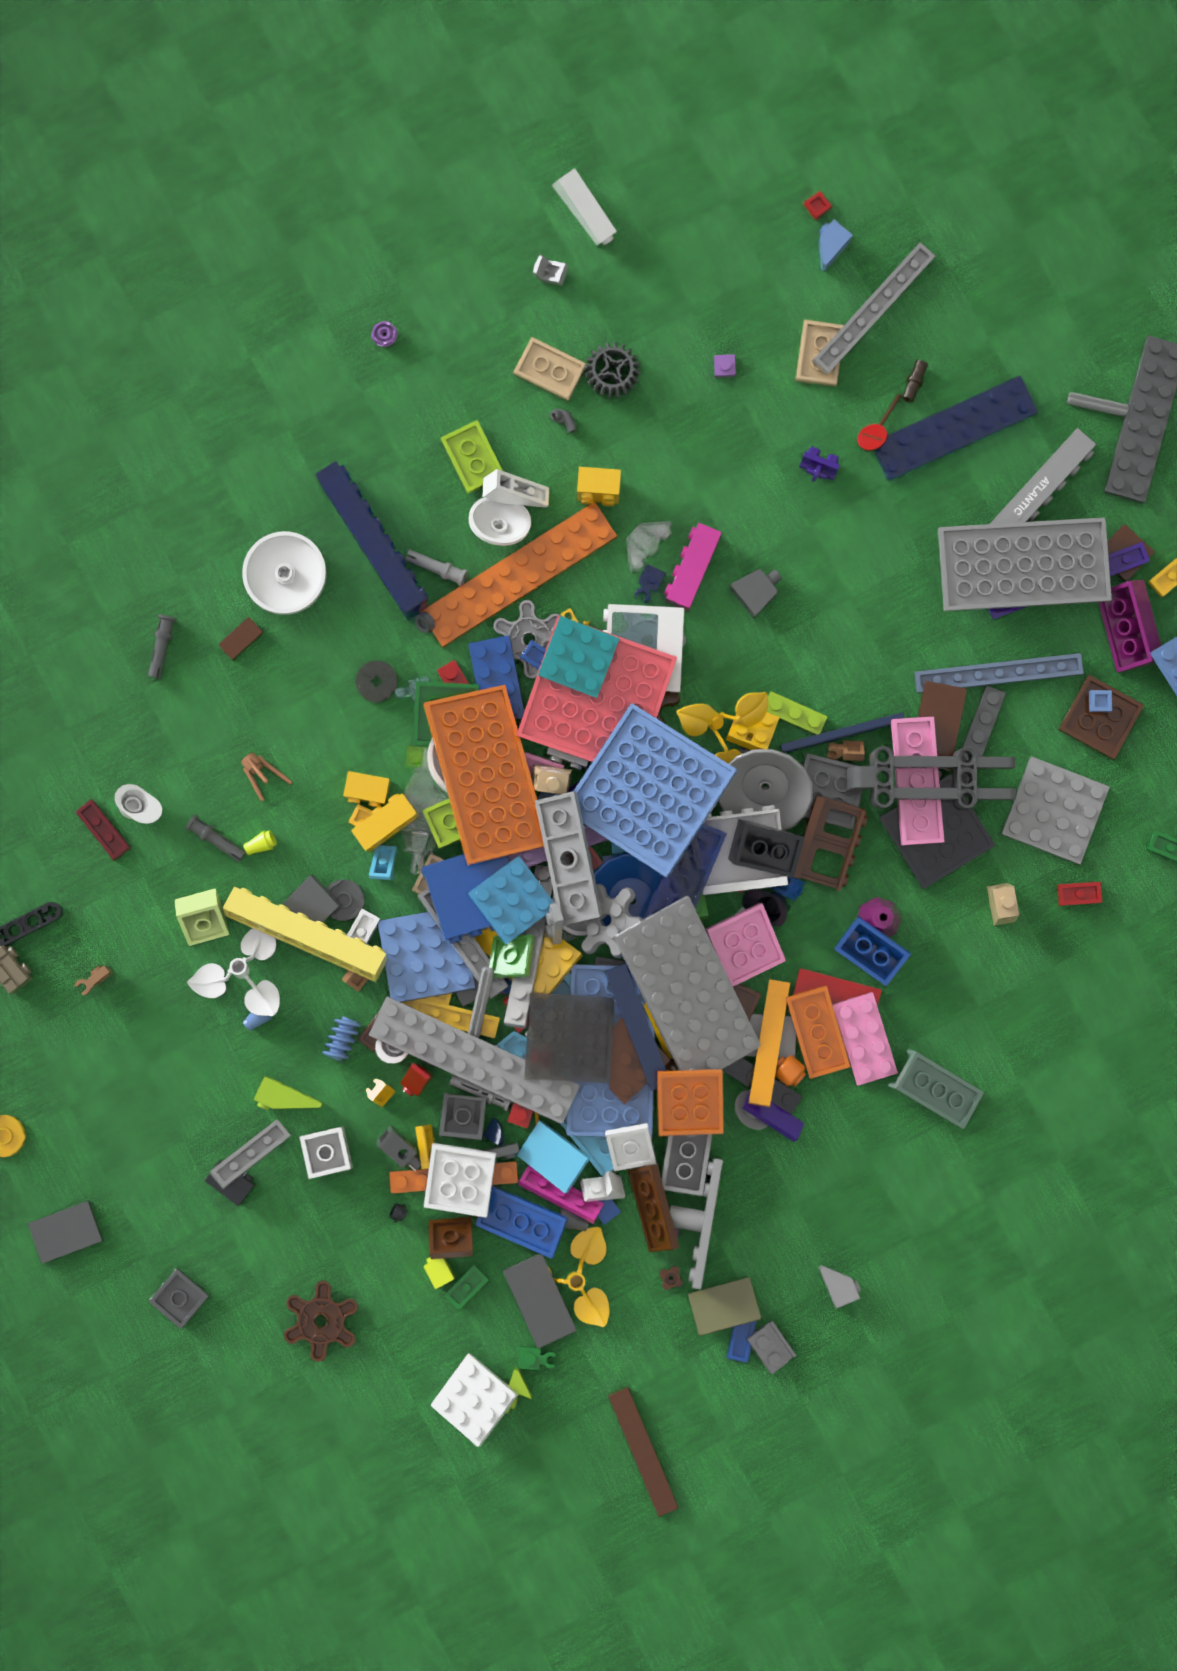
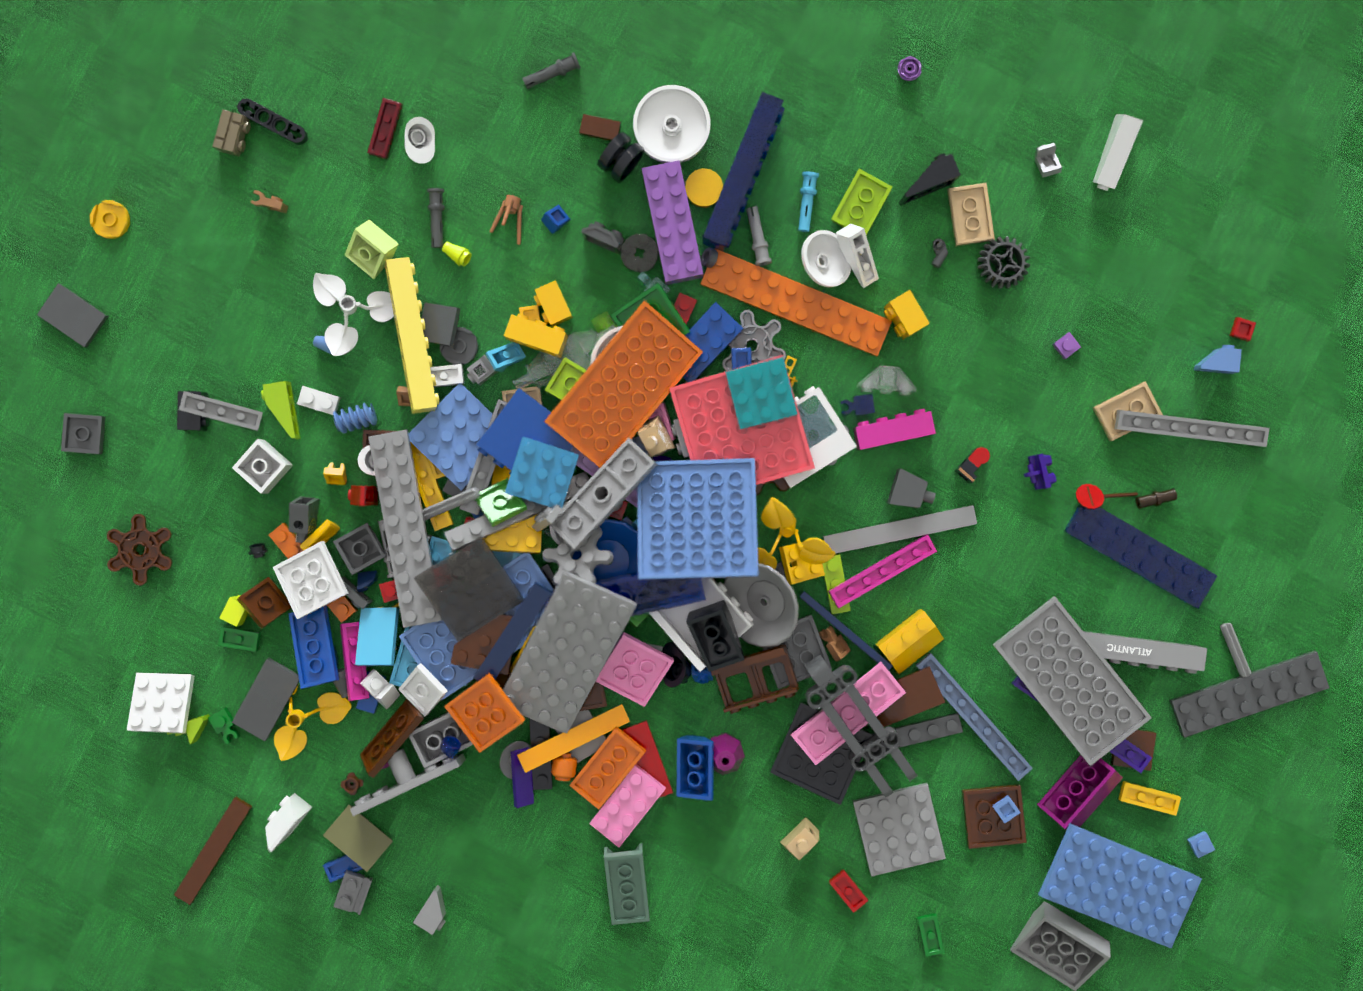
camera: 50 degrees right, 5 degrees up
(278, 638) = (620, 157): none -> black wheel
(292, 735) = (555, 219): none -> blue slope
(302, 1061) = (318, 400): none -> white plate
(341, 702) = (602, 237): none -> dark grey slope
(359, 584) = (703, 187): none -> yellow tile
(371, 633) = (672, 222): none -> medium lavender brick
(380, 894) = (481, 371): none -> light grey window
(429, 496) = (807, 199): none -> medium azure pin
(496, 372) = (938, 175): none -> black slope
(661, 1359) = (285, 821): none -> white slope
(699, 1156) = (450, 746): none -> clear blue tile
(770, 519) = (972, 463): none -> leg
(787, 620) = (901, 529): none -> light grey tile
(811, 663) = (882, 571): none -> dark pink plate
(891, 682) = (910, 641): none -> yellow slope

